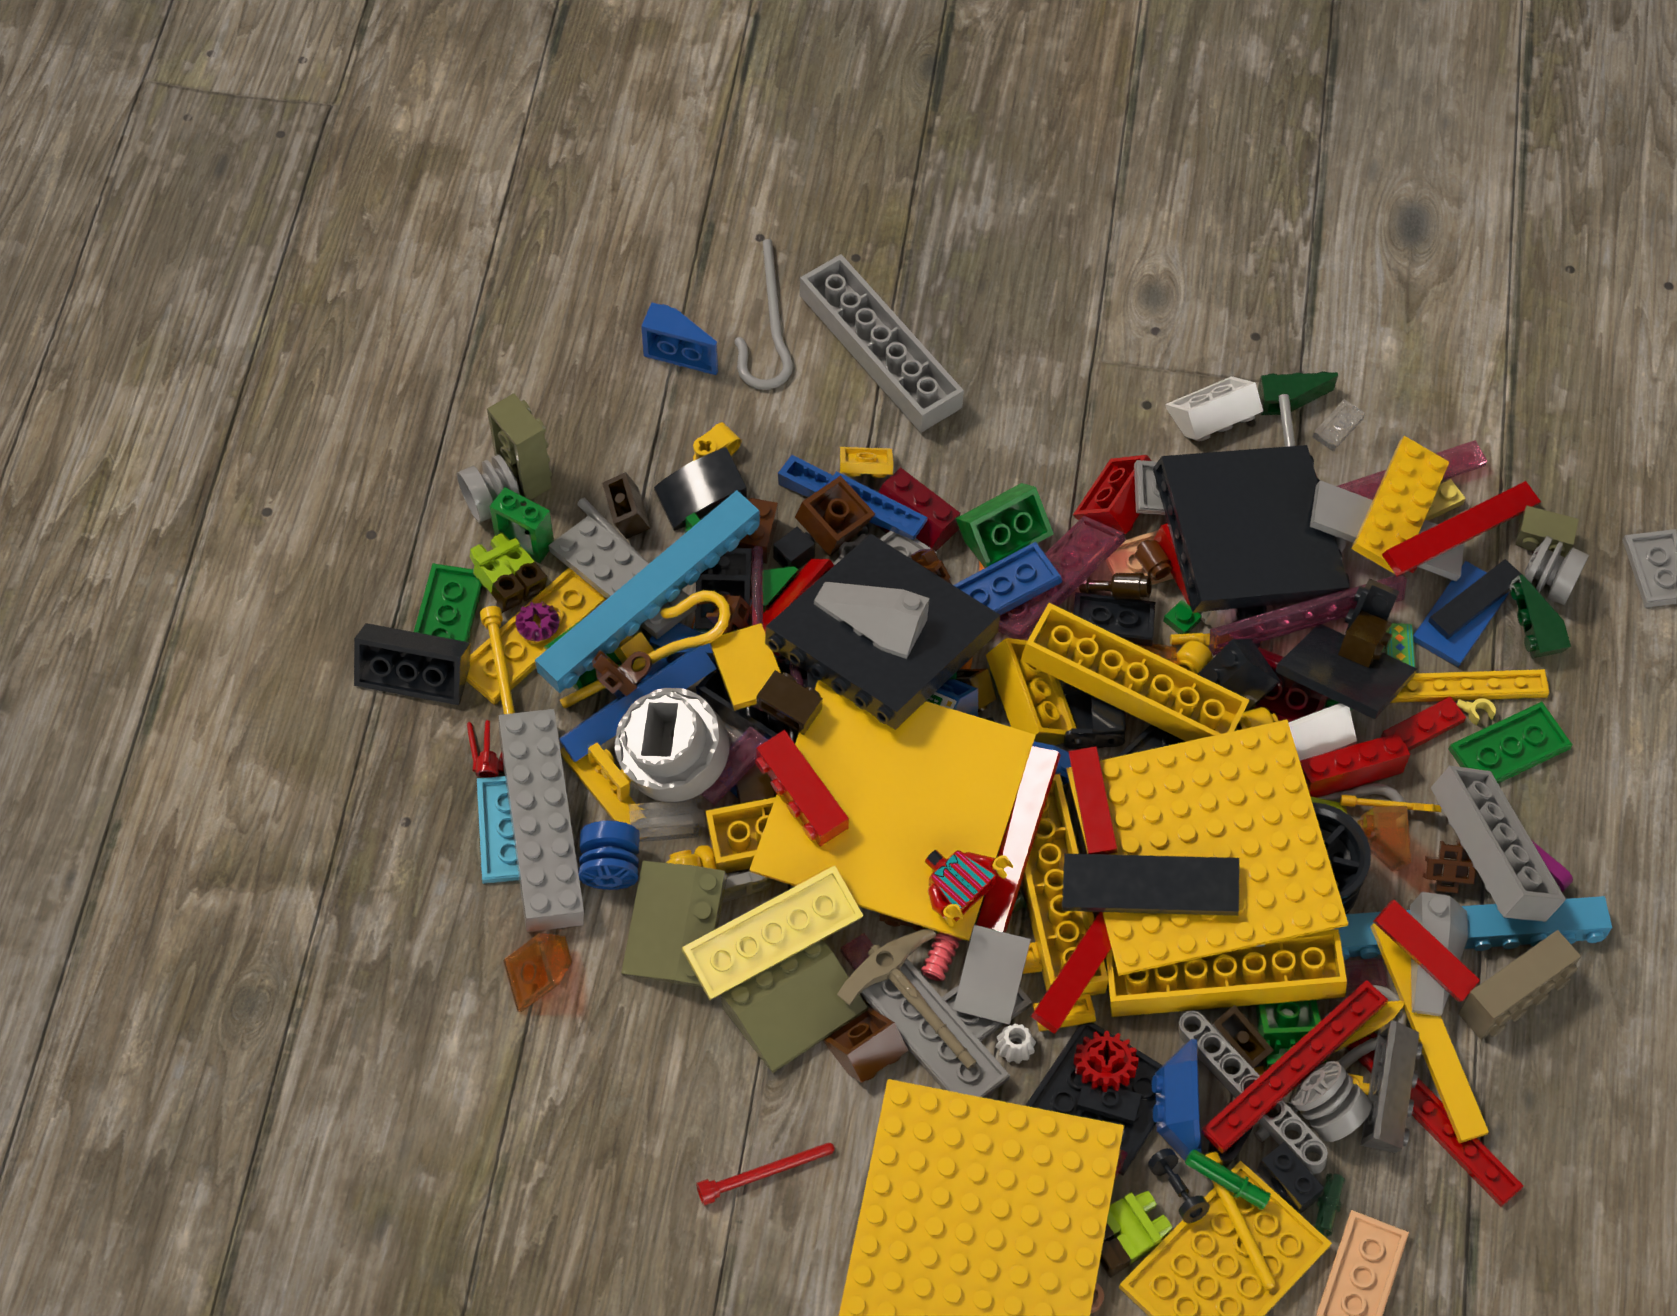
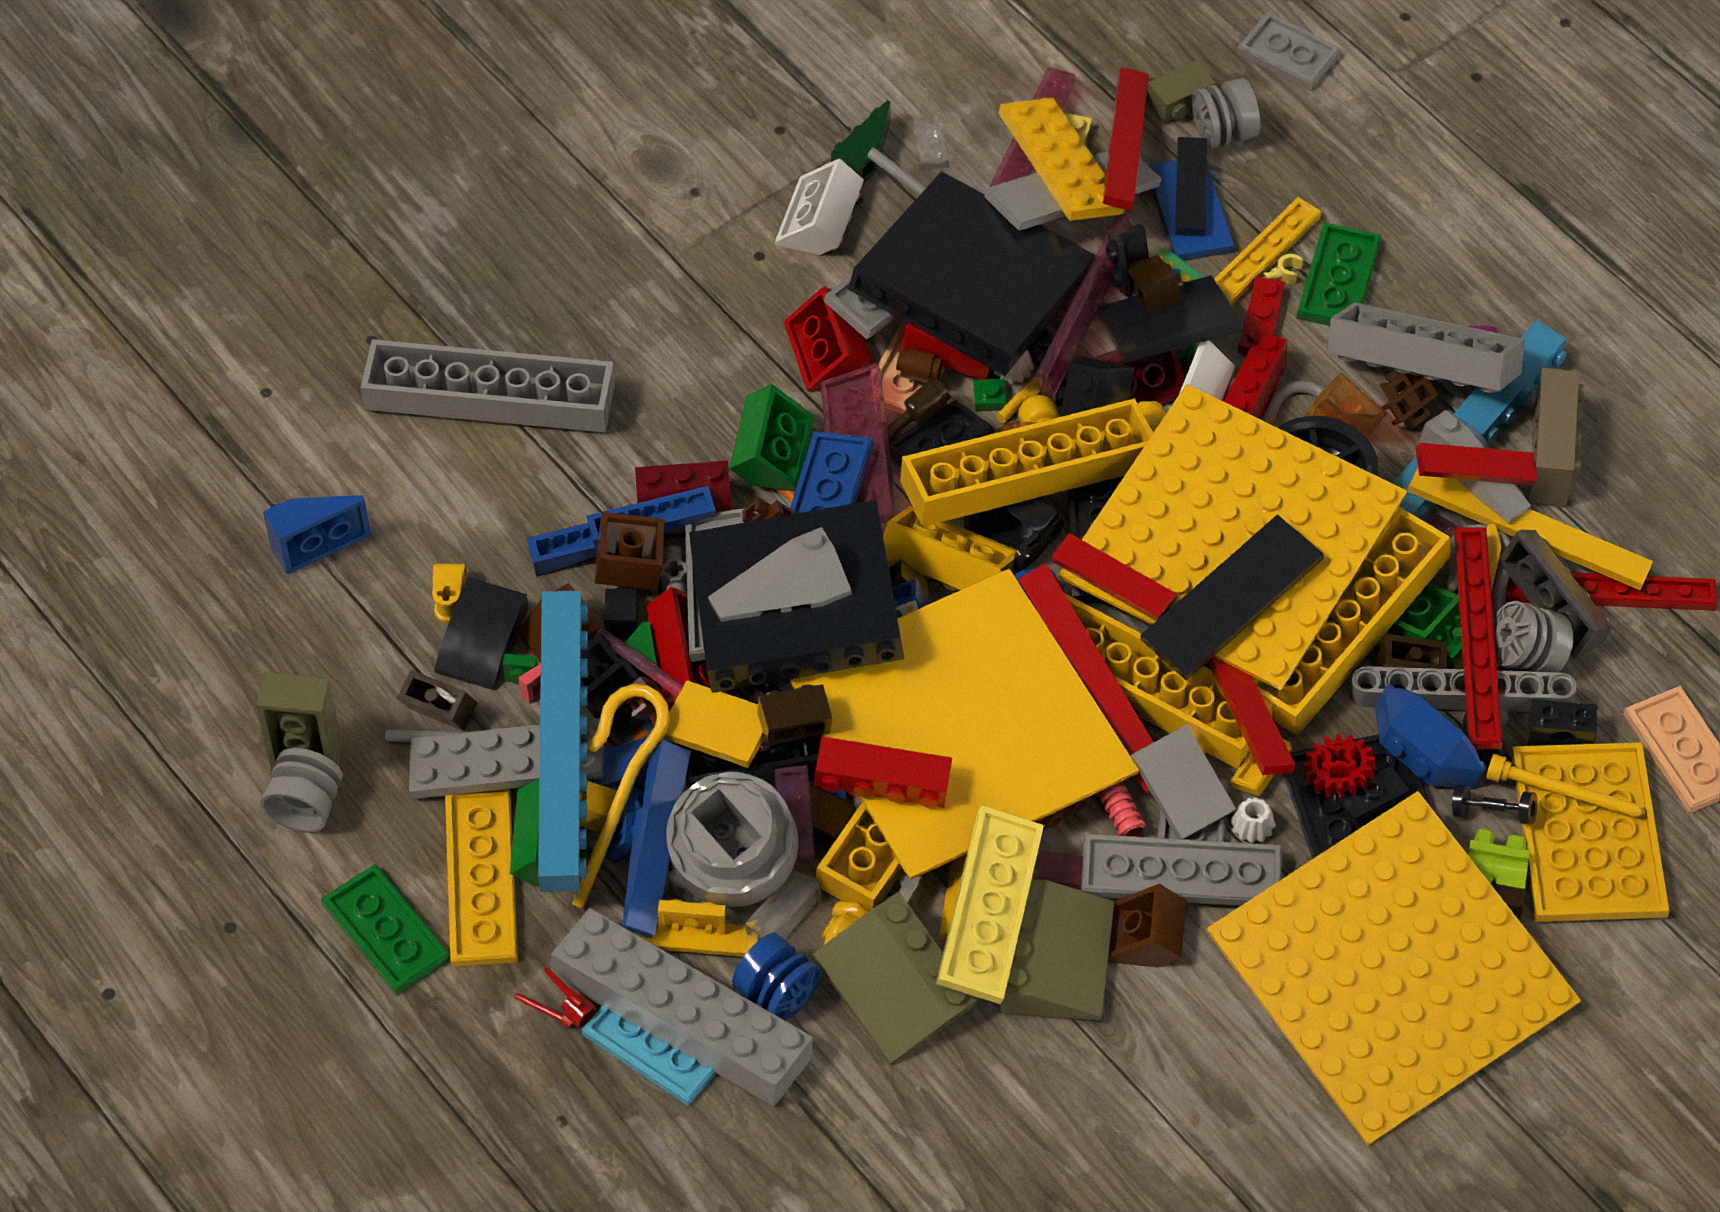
camera: 45 degrees left, 5 degrees down
(411, 663) = (413, 989): black slope -> none
(492, 618) = (434, 893): yellow piece -> none
(507, 572) = (400, 842): hips -> none
(527, 523) = (375, 807): green window -> none
(527, 627) = (481, 870): magenta gear -> none
(537, 968) = (825, 1122): clear orange slope -> none
(622, 676) = (616, 828): reddish brown piece -> none
(710, 1190) = (1164, 1151): red piece -> none
(775, 331) = (375, 453): light grey piece -> none
(862, 460) = (595, 489): yellow plate -> none
(886, 963) = (1095, 851): dark tan piece -> none
(961, 881) = (1089, 727): torso -> none
(1239, 1186) = (1538, 761): green axle -> none
(1329, 1204) = (1607, 718): clear green pin -> none
(1352, 801) = (1280, 415): yellow piece -> none
(1541, 623) = (1257, 161): dark green slope -> none

